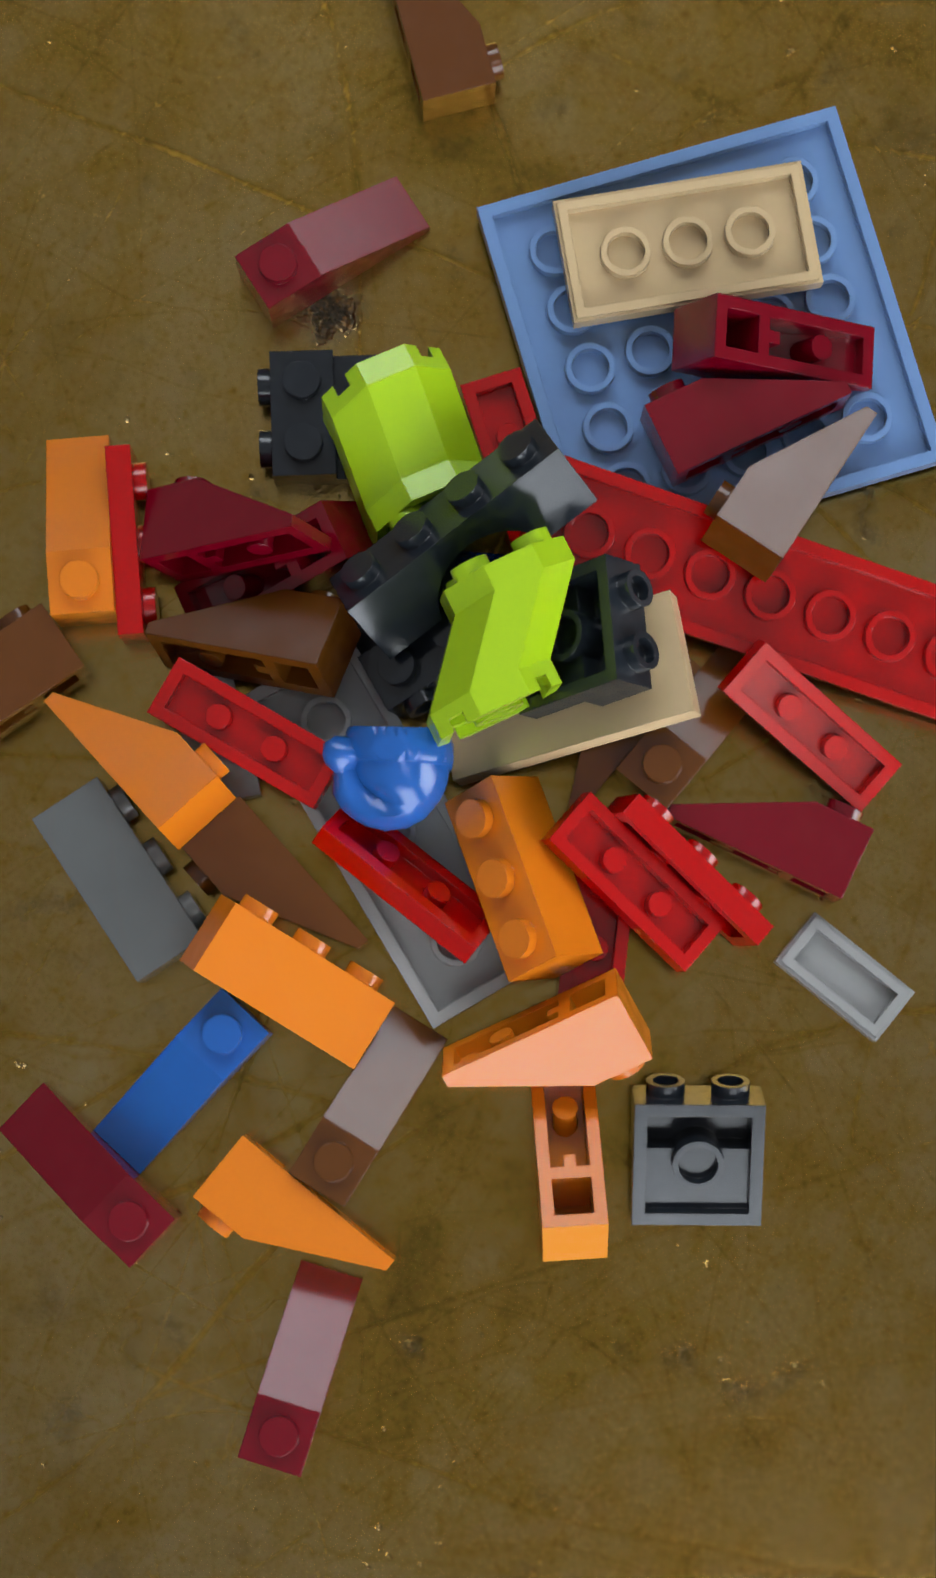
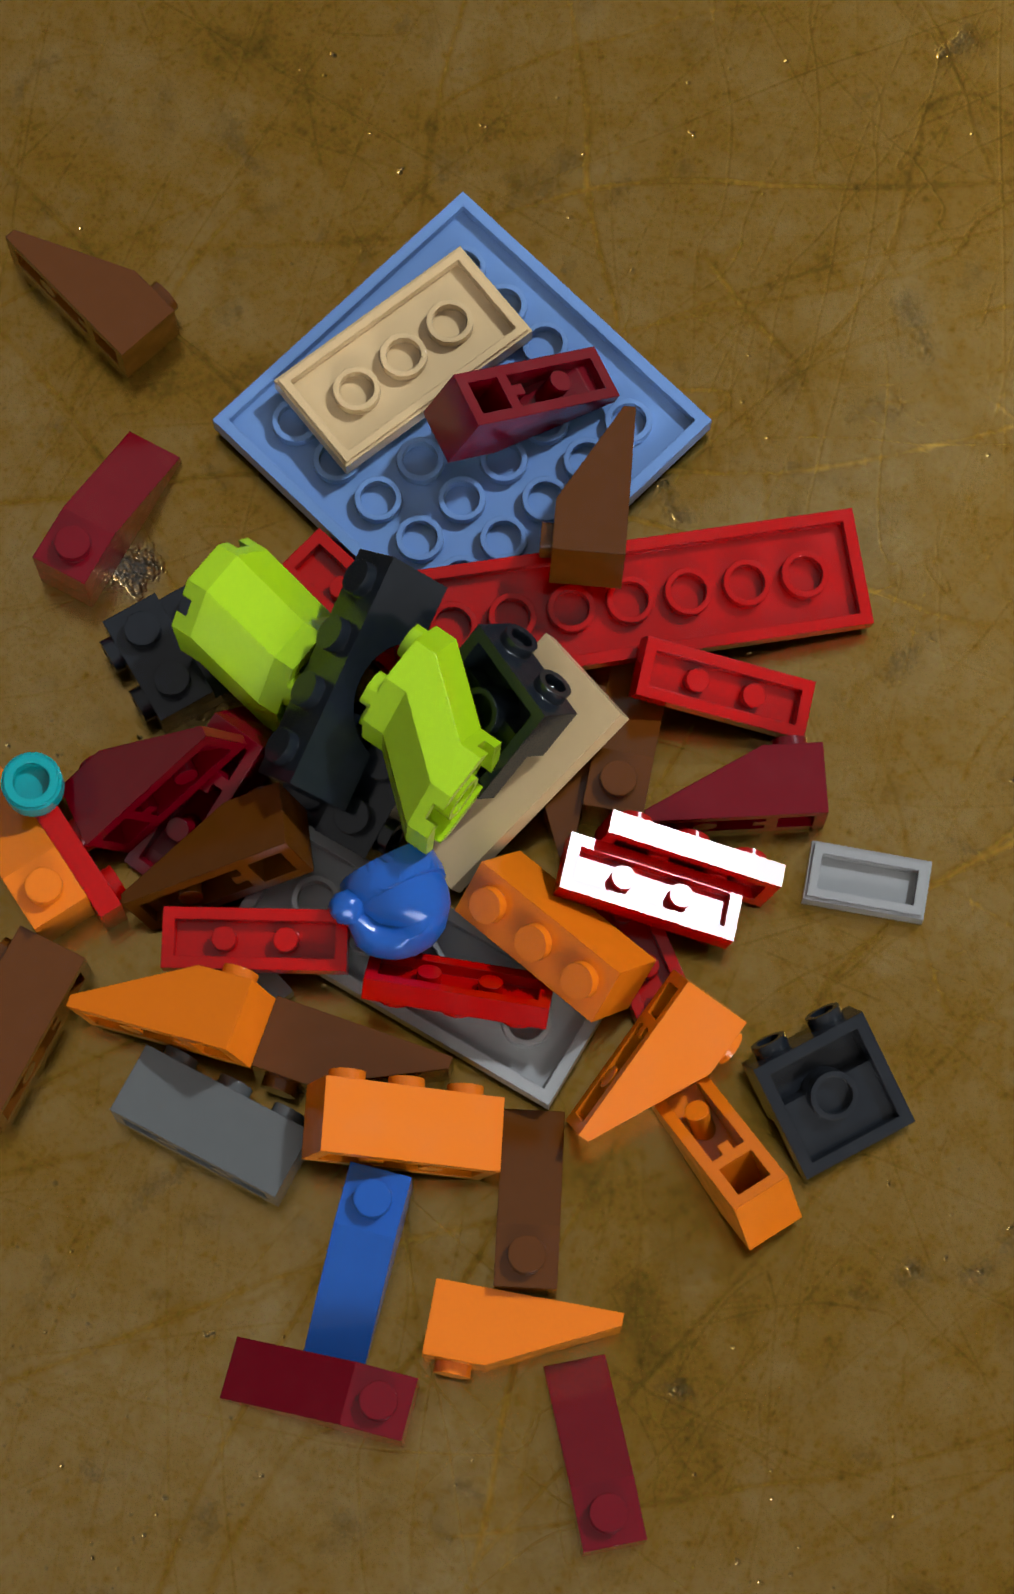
camera: 25 degrees left, 10 degrees down
(120, 476) = (32, 784): none -> teal tile
(725, 417) = (514, 477): dark red slope -> none

